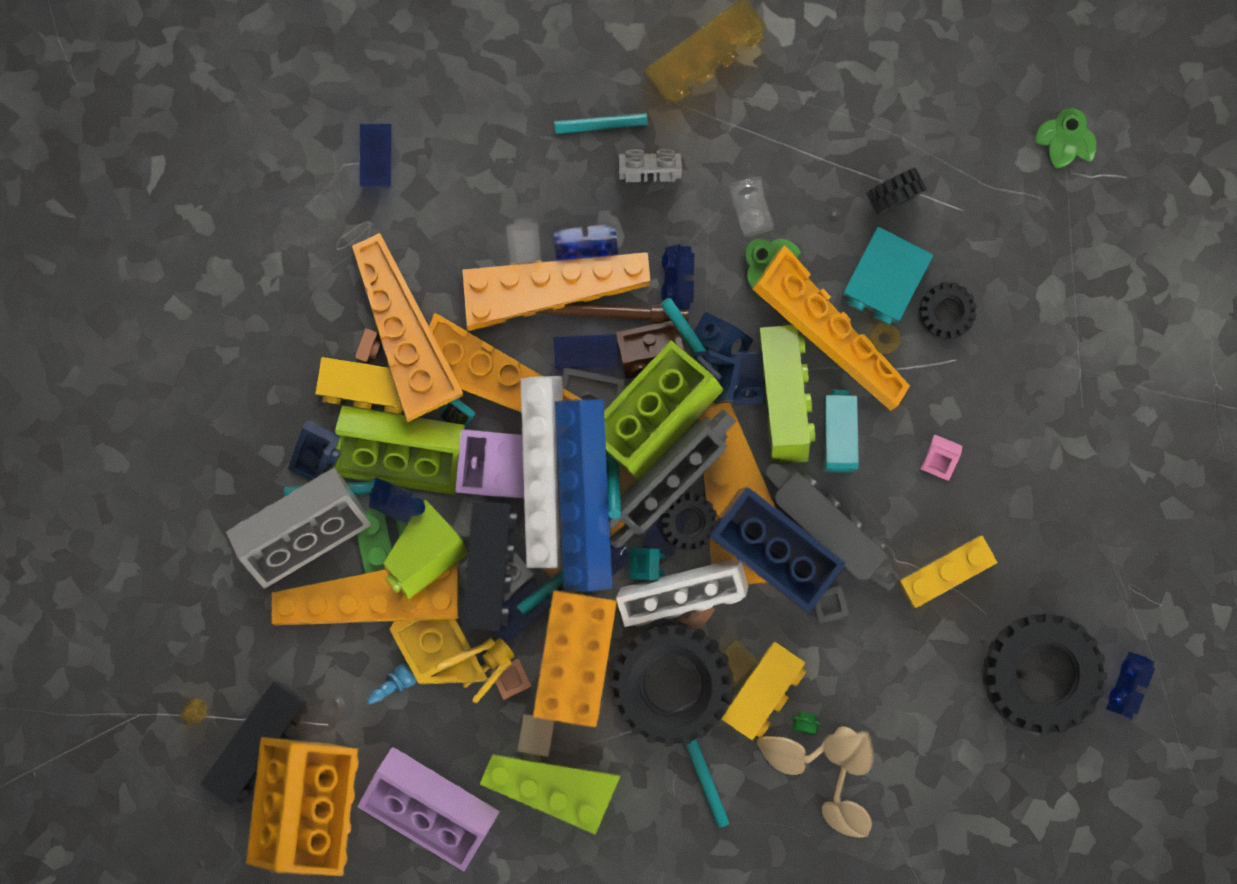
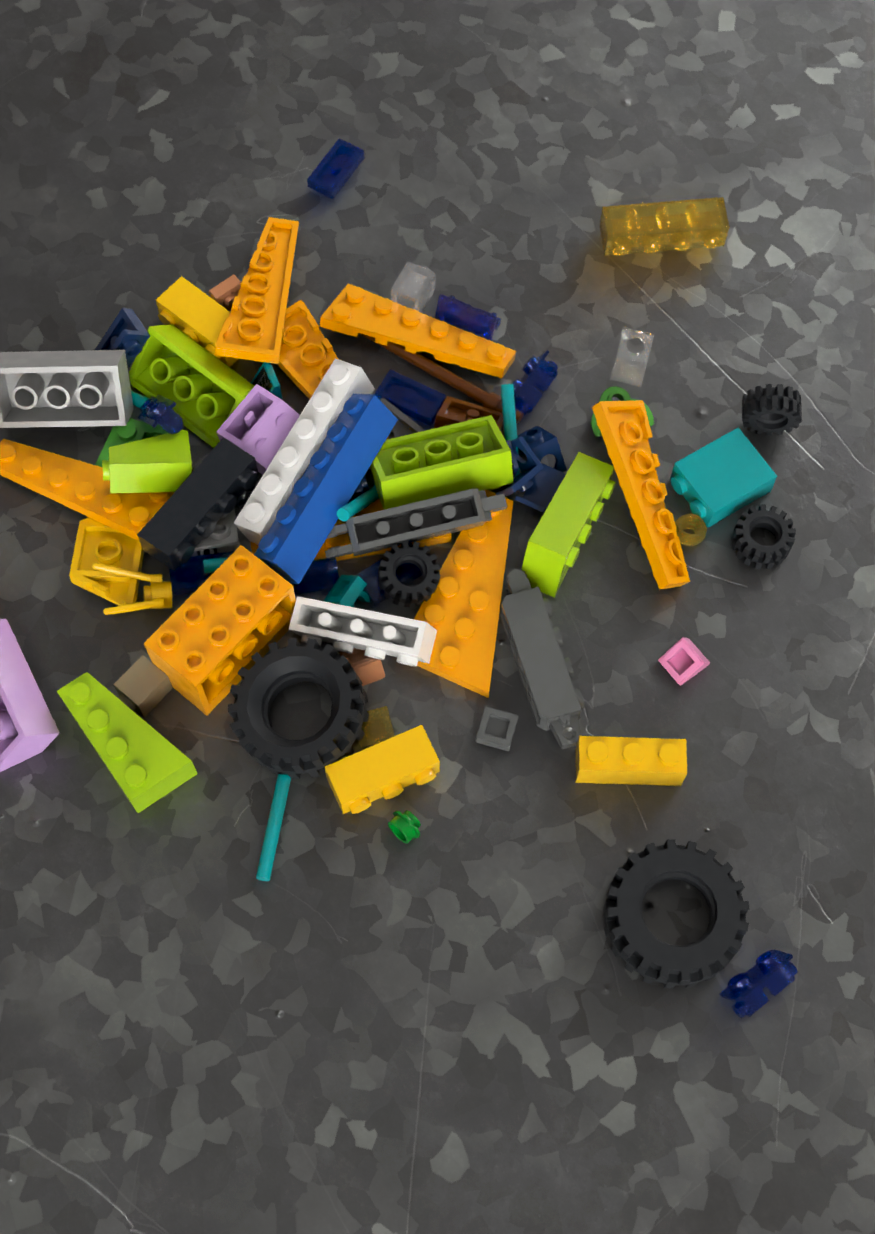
camera: 30 degrees right, 20 degrees down
(401, 678) = (54, 571): dark azure bar -> none
(512, 680) = (150, 620): nougat plate -> none
(601, 123) = (539, 241): teal bar -> none
(663, 162) = (572, 281): light grey hinge -> none
(776, 549) = (477, 636): dark blue slope -> none
(840, 432) = (597, 582): slope -> none
(842, 748) = (427, 857): tan plant -> none

